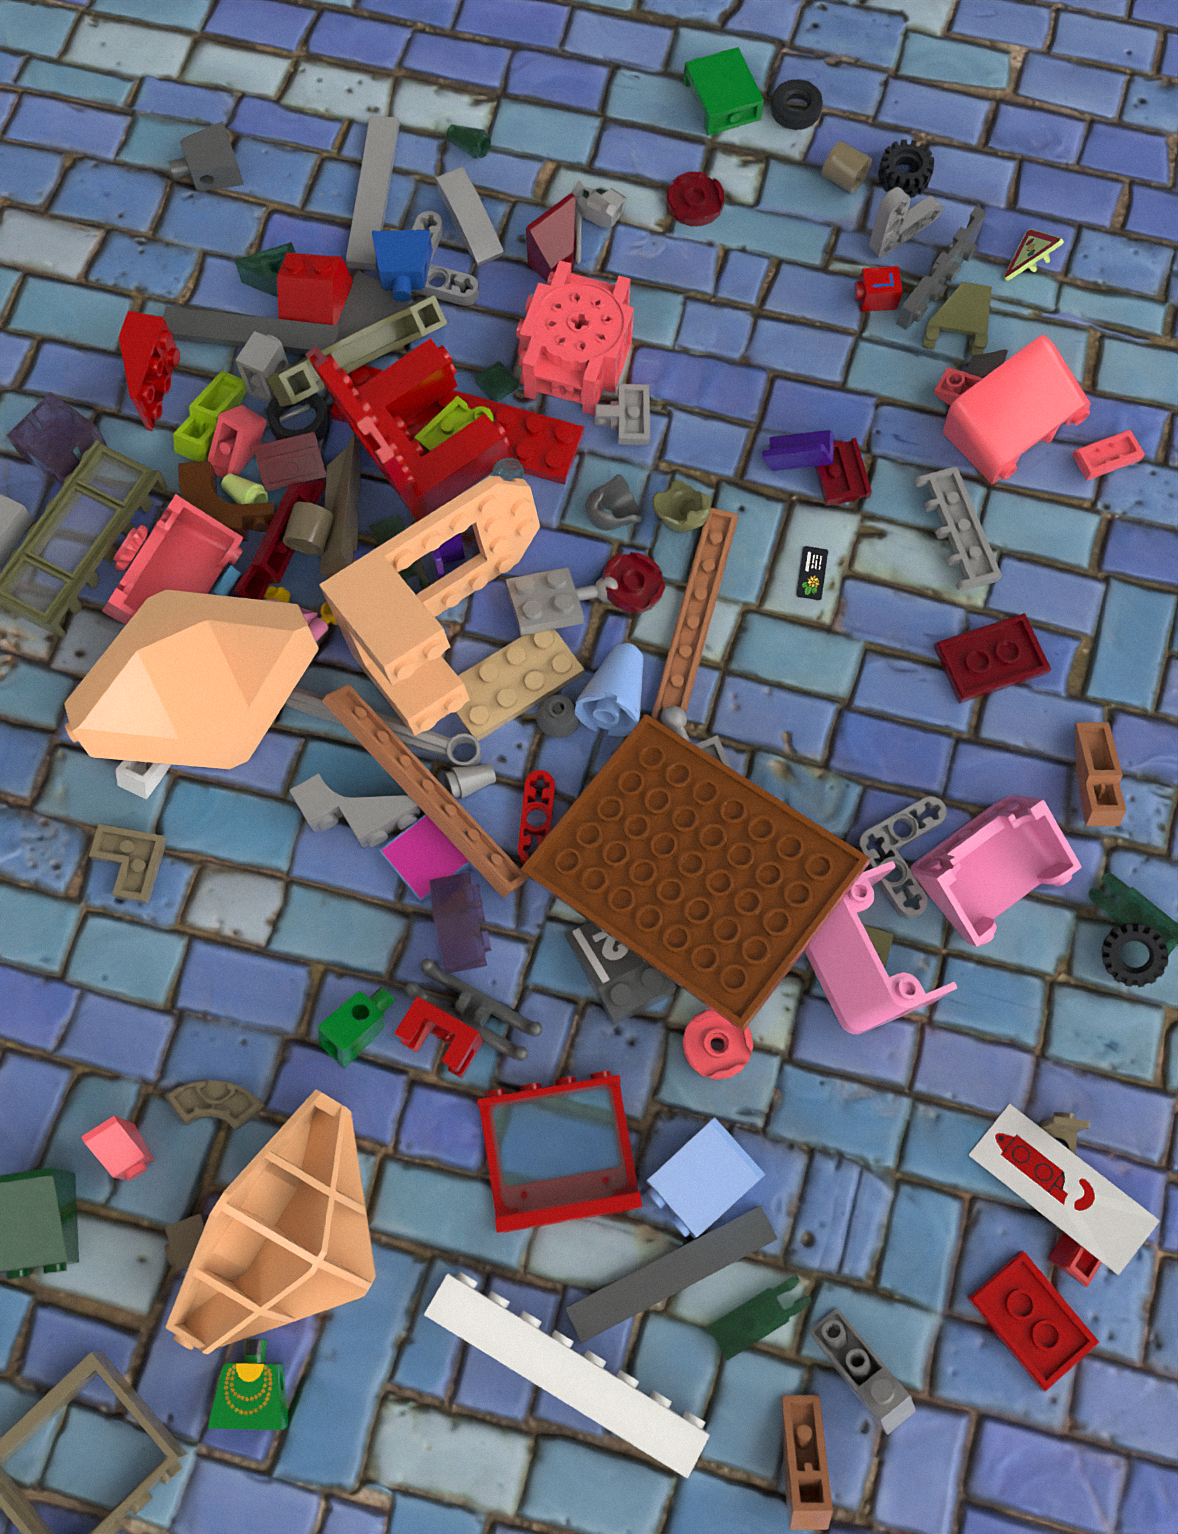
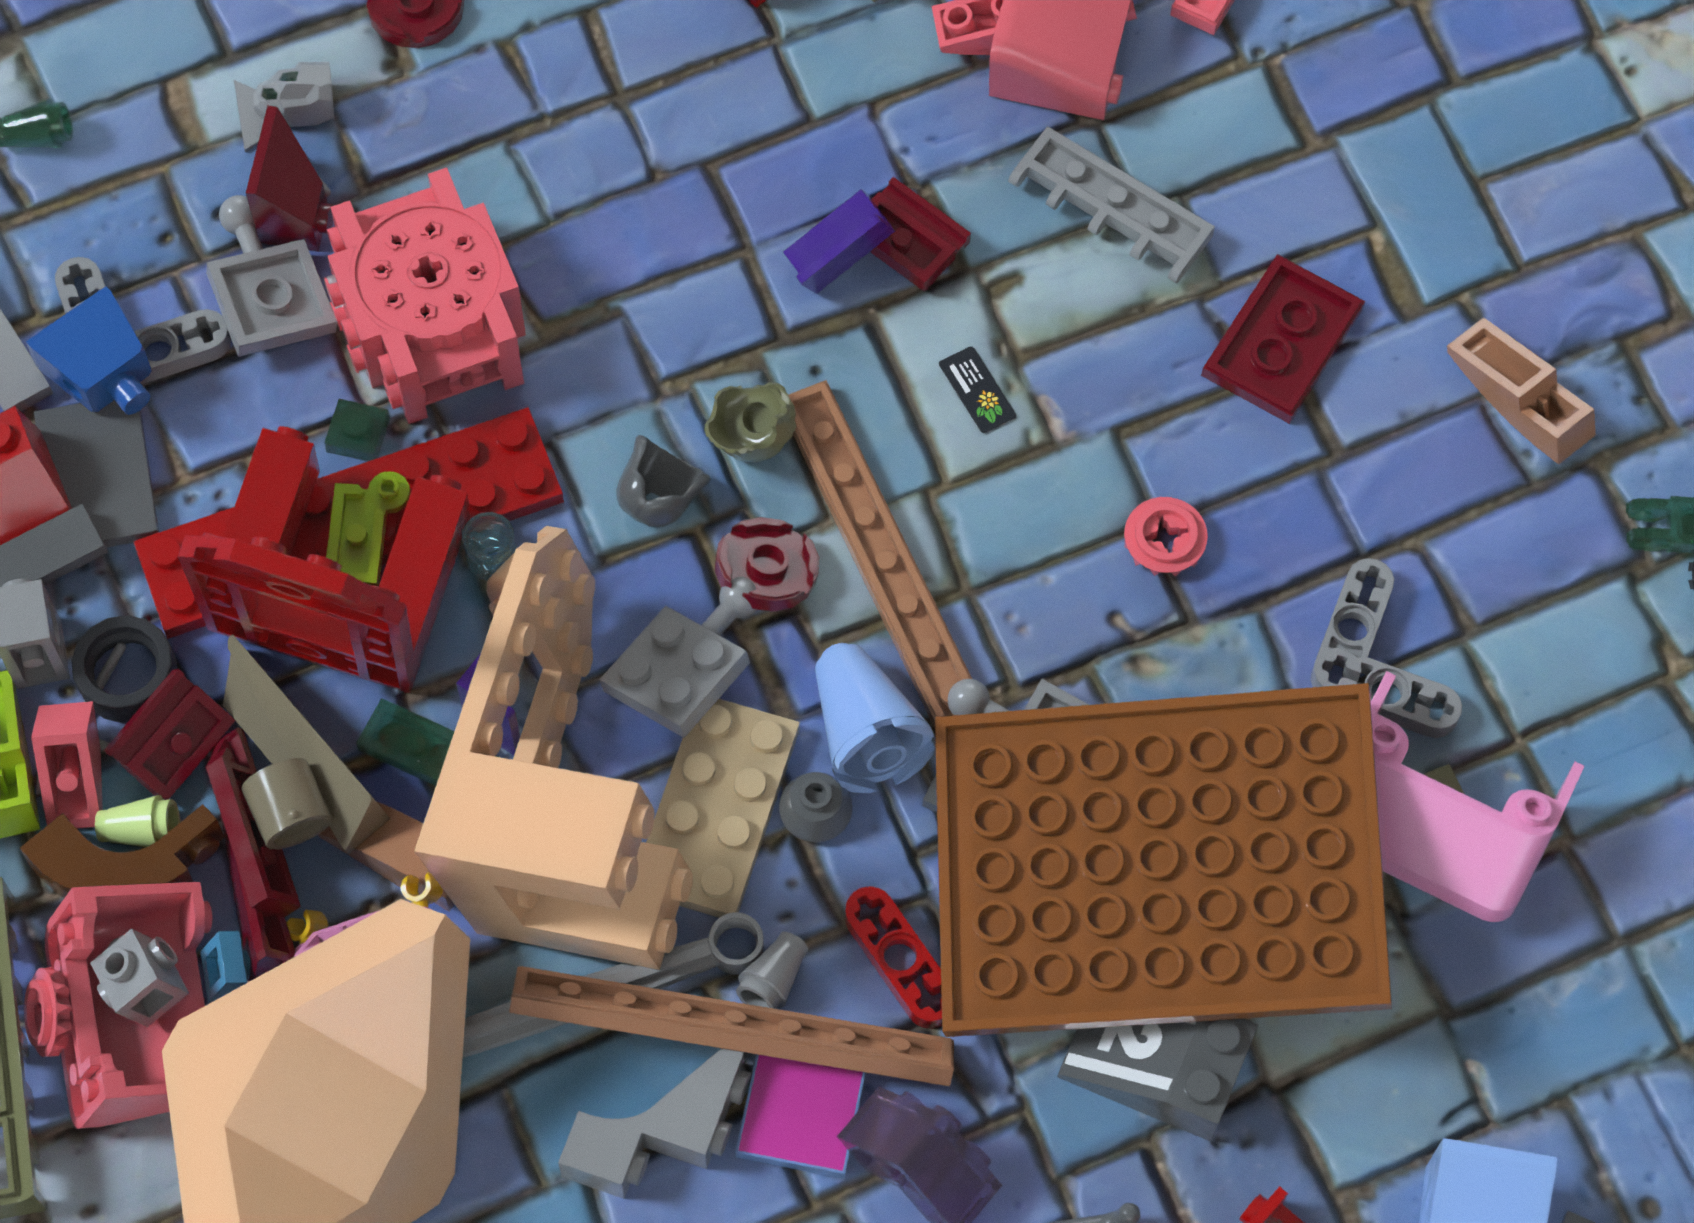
camera: 40 degrees left, 5 degrees down
(179, 561) = (139, 977): none -> light grey brick
(359, 348) = (114, 584): olive arch -> none
(469, 216) = (129, 231): light grey slope -> none
(506, 285) = (270, 292): none -> light grey plate
(627, 415) = (574, 350): light grey hinge -> none
(707, 1061) = (1374, 1039): coral plate -> none
(858, 708) = (1178, 519): none -> coral gear
(995, 864) = (1495, 587): bright pink windscreen -> none

